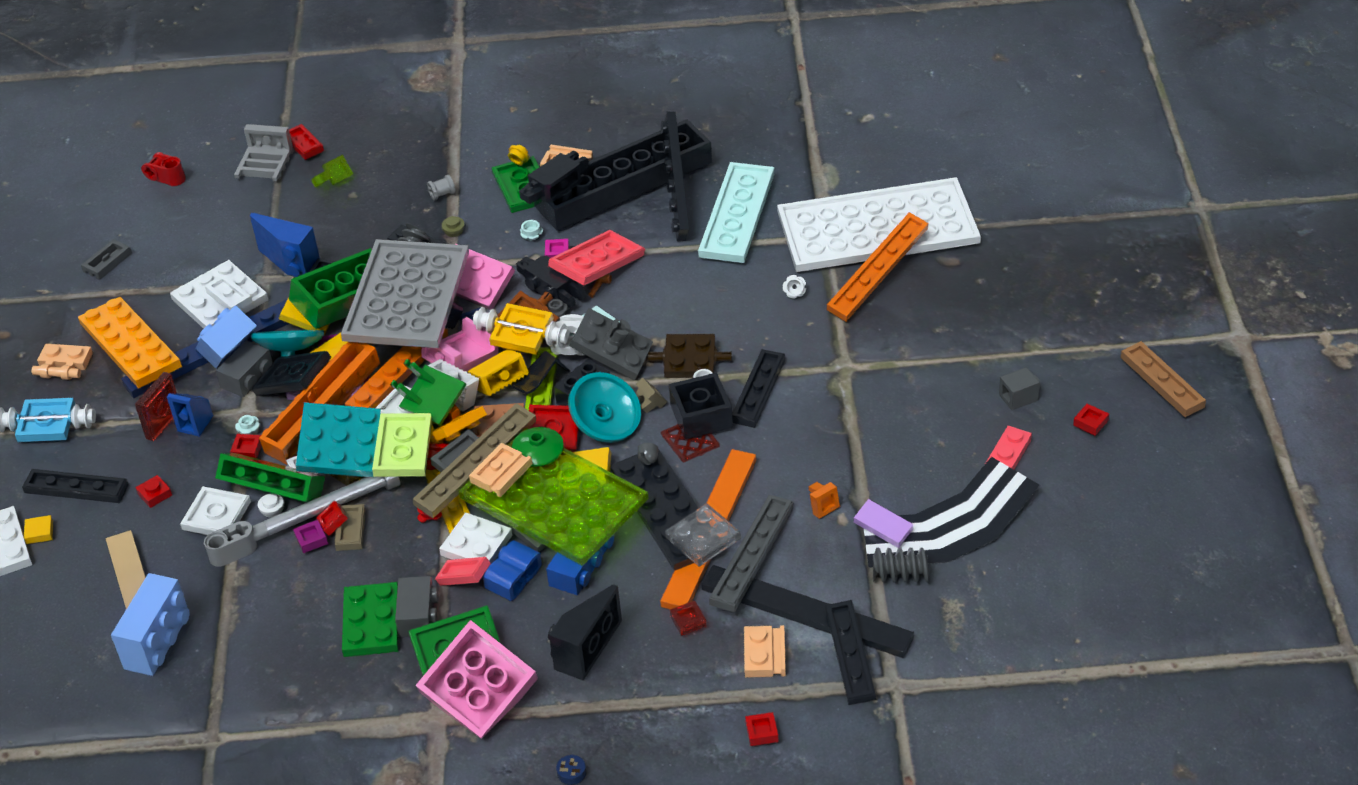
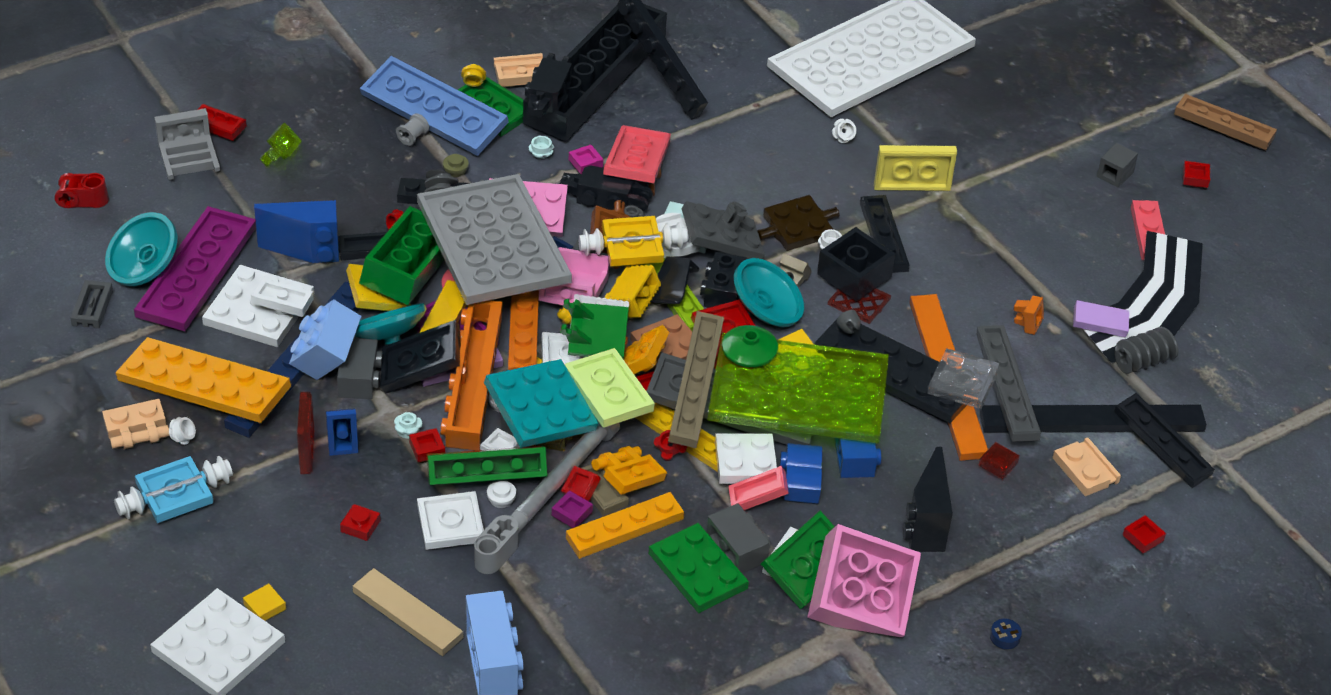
camera: 35 degrees left, 0 degrees up
(75, 485) = (265, 546): black tile -> none
(91, 376) = (182, 430): none -> white plate
(163, 227) = (141, 249): none -> teal dish
(193, 254) = (195, 268): none -> magenta plate
(343, 563) = (624, 525): none -> light orange plate
(377, 518) = (629, 470): none -> light orange plate
(472, 172) = (446, 109): none -> medium blue plate
(500, 470) = (739, 377): light nougat plate -> none
(736, 212) = (732, 76): light aqua plate -> none
(820, 336) = (915, 168): none -> light yellow tile
(877, 266) = (910, 90): orange plate -> none

